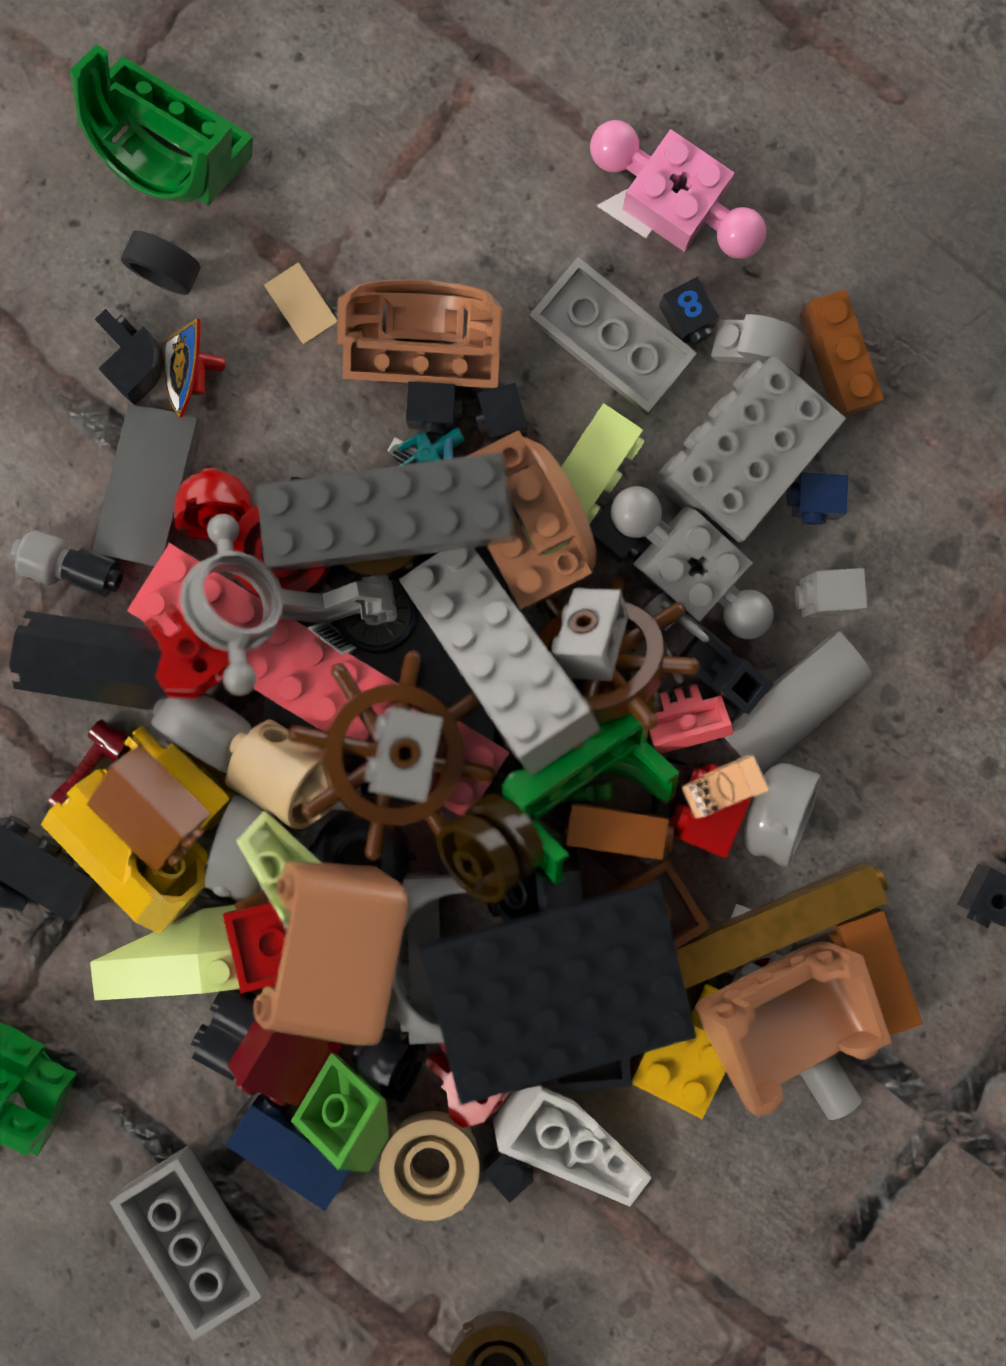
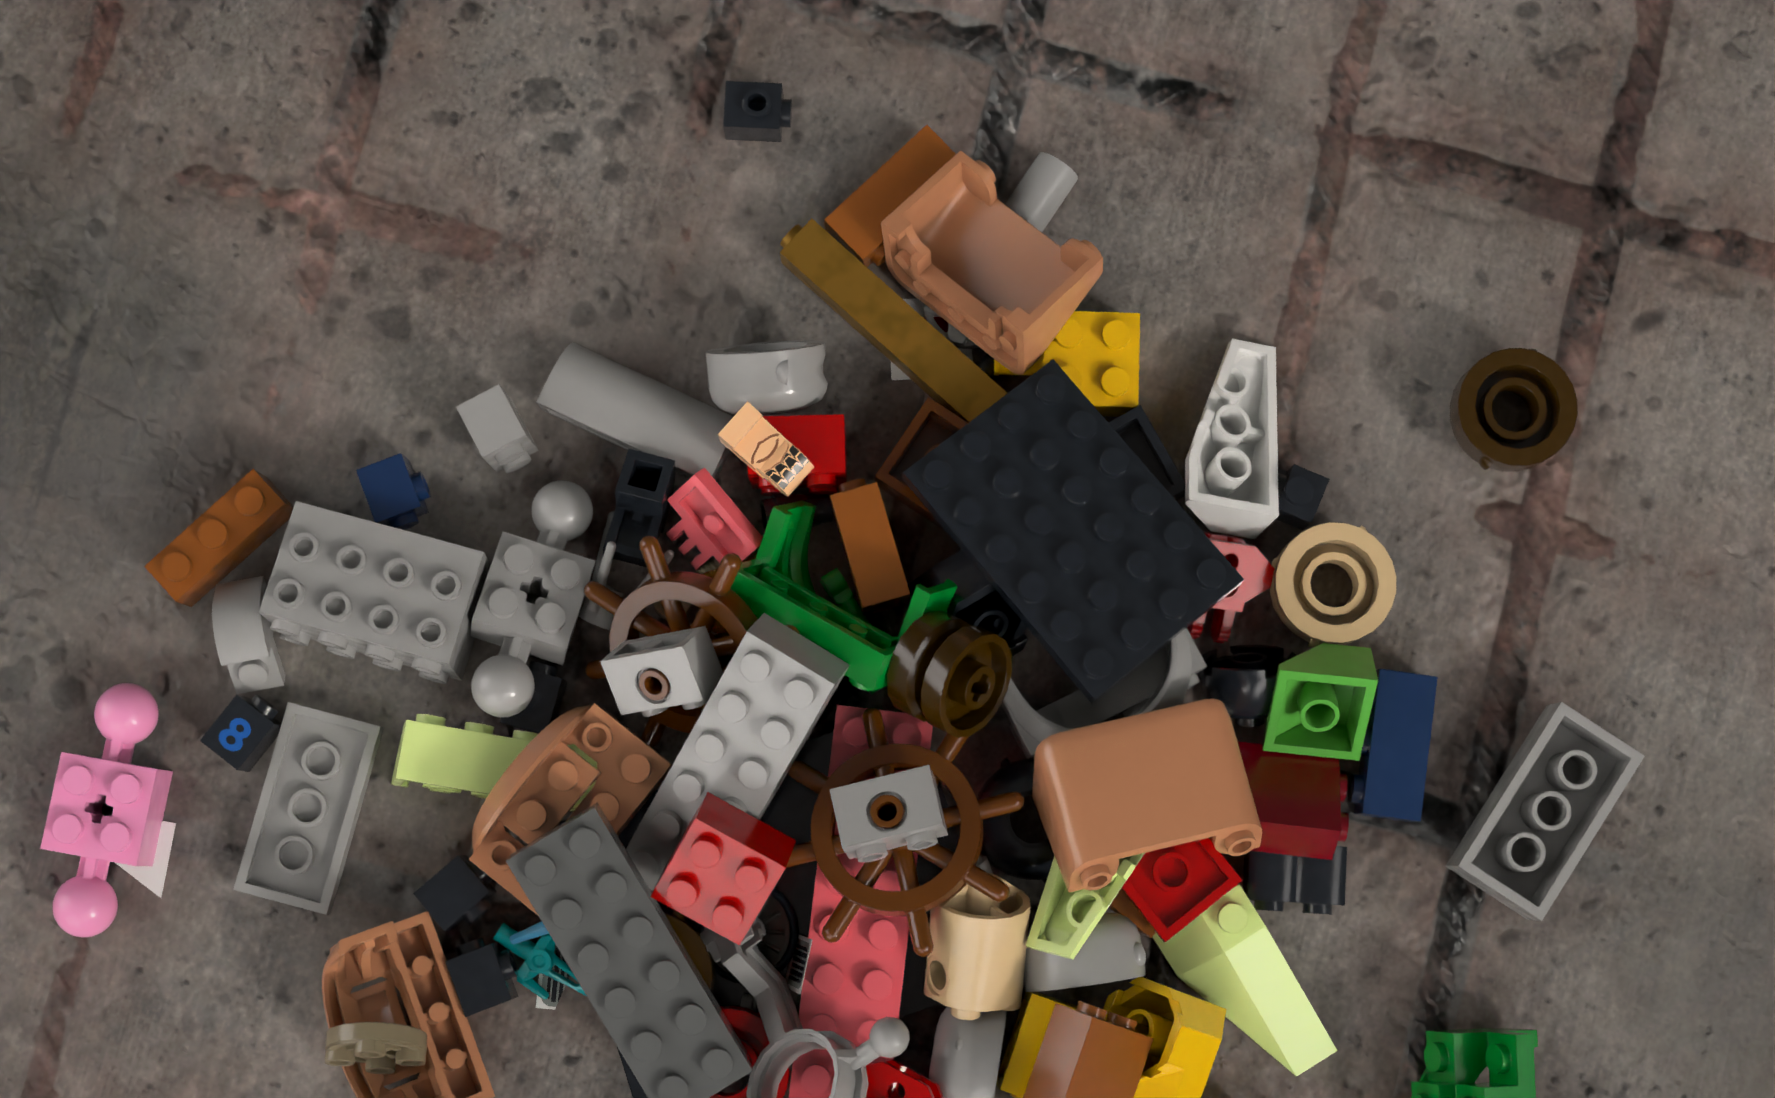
camera: 115 degrees left, 5 degrees down
(414, 309) = (376, 1044): none -> dark tan tile
(422, 612) = (723, 868): none -> brick

